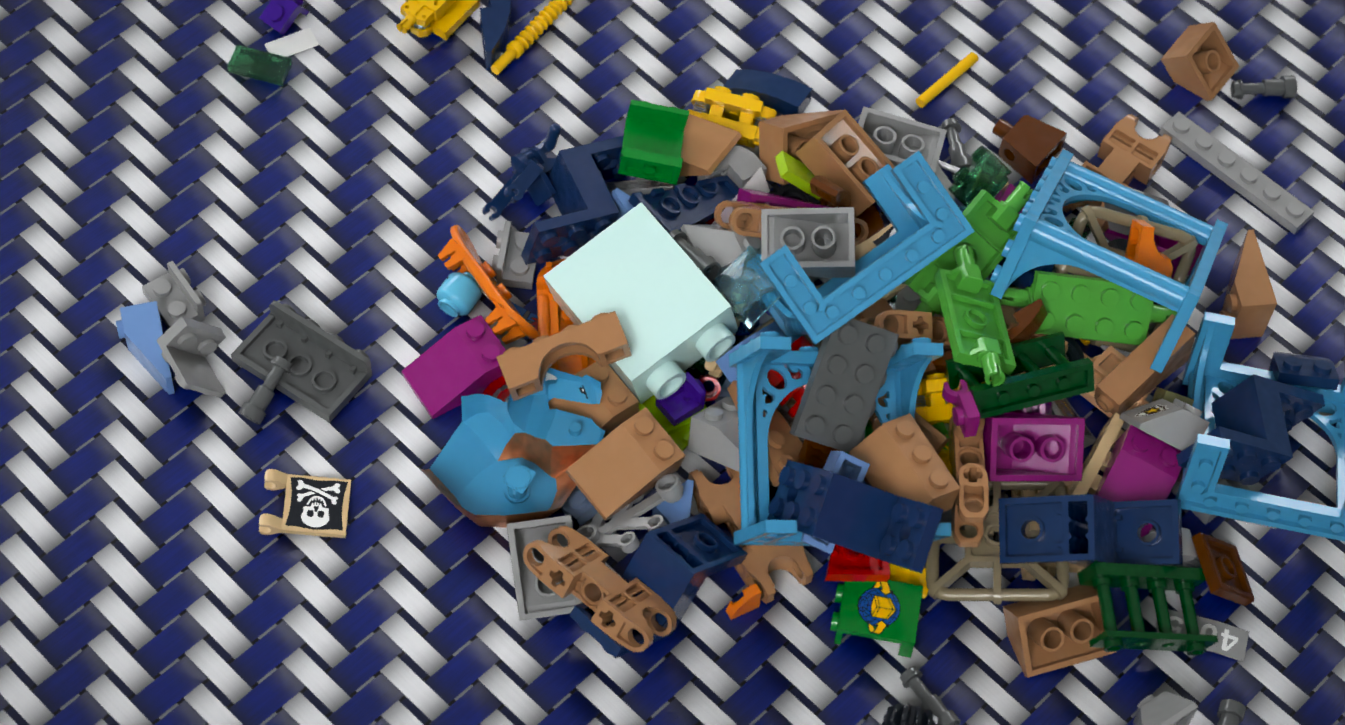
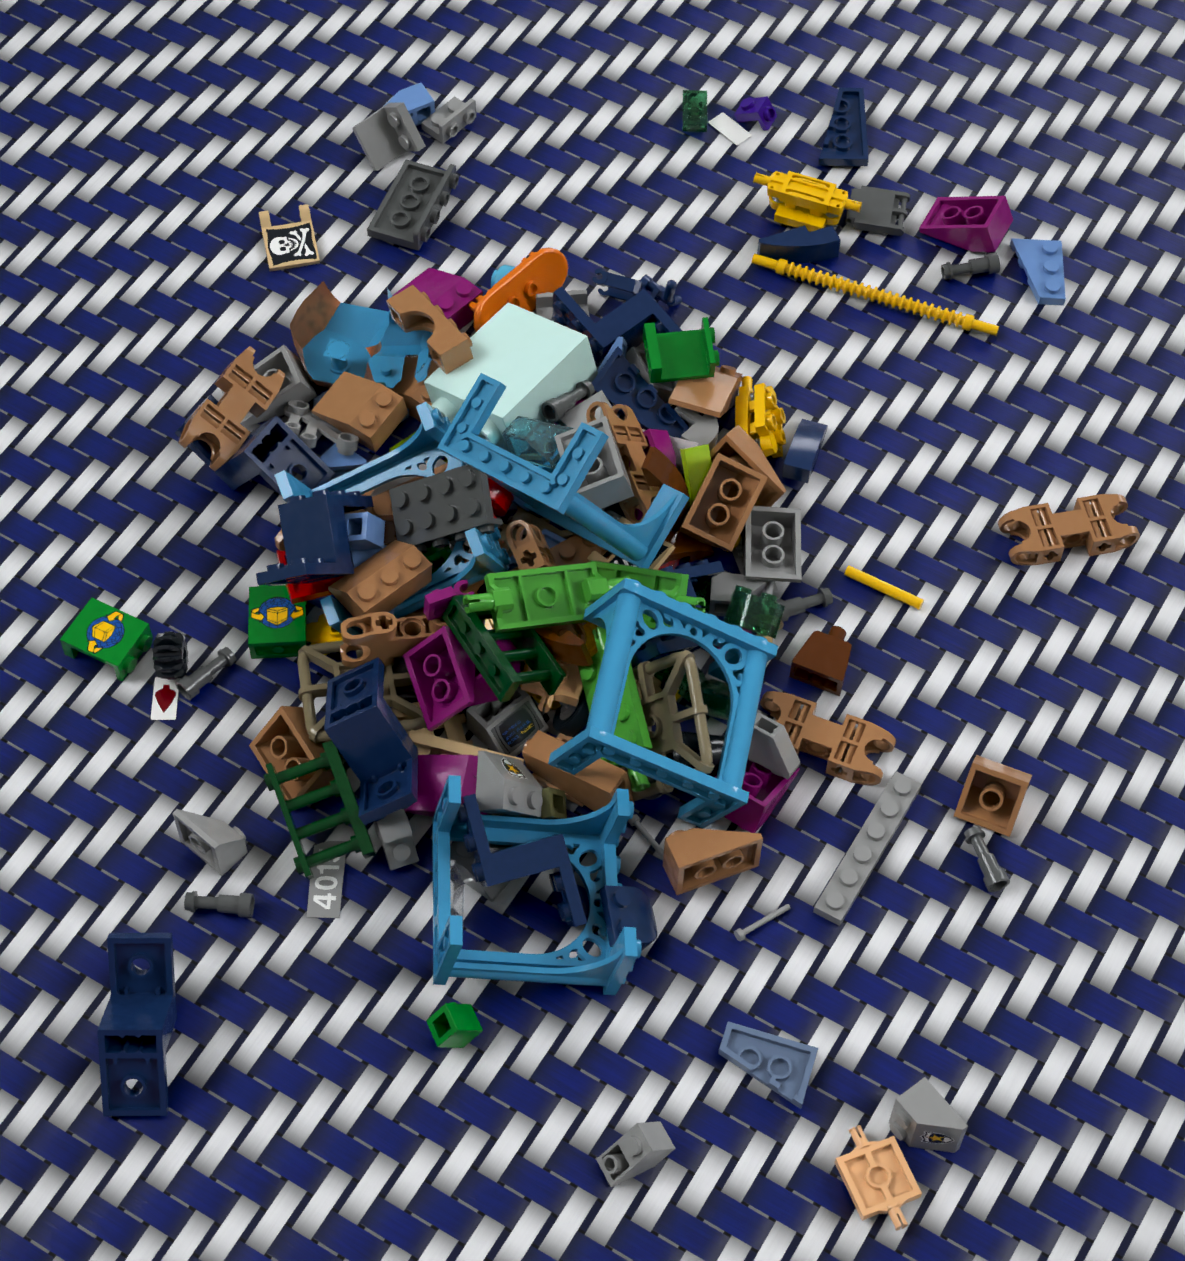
camera: 80 degrees right, 0 degrees up
(262, 396) = (361, 186): dark grey piece -> none
(747, 603) = (269, 528): orange tile -> none
(1142, 248) = (662, 725): orange arch -> none
(1223, 569) = (385, 874): reddish brown tile -> none
(1314, 293) = (740, 934): none -> light grey piece

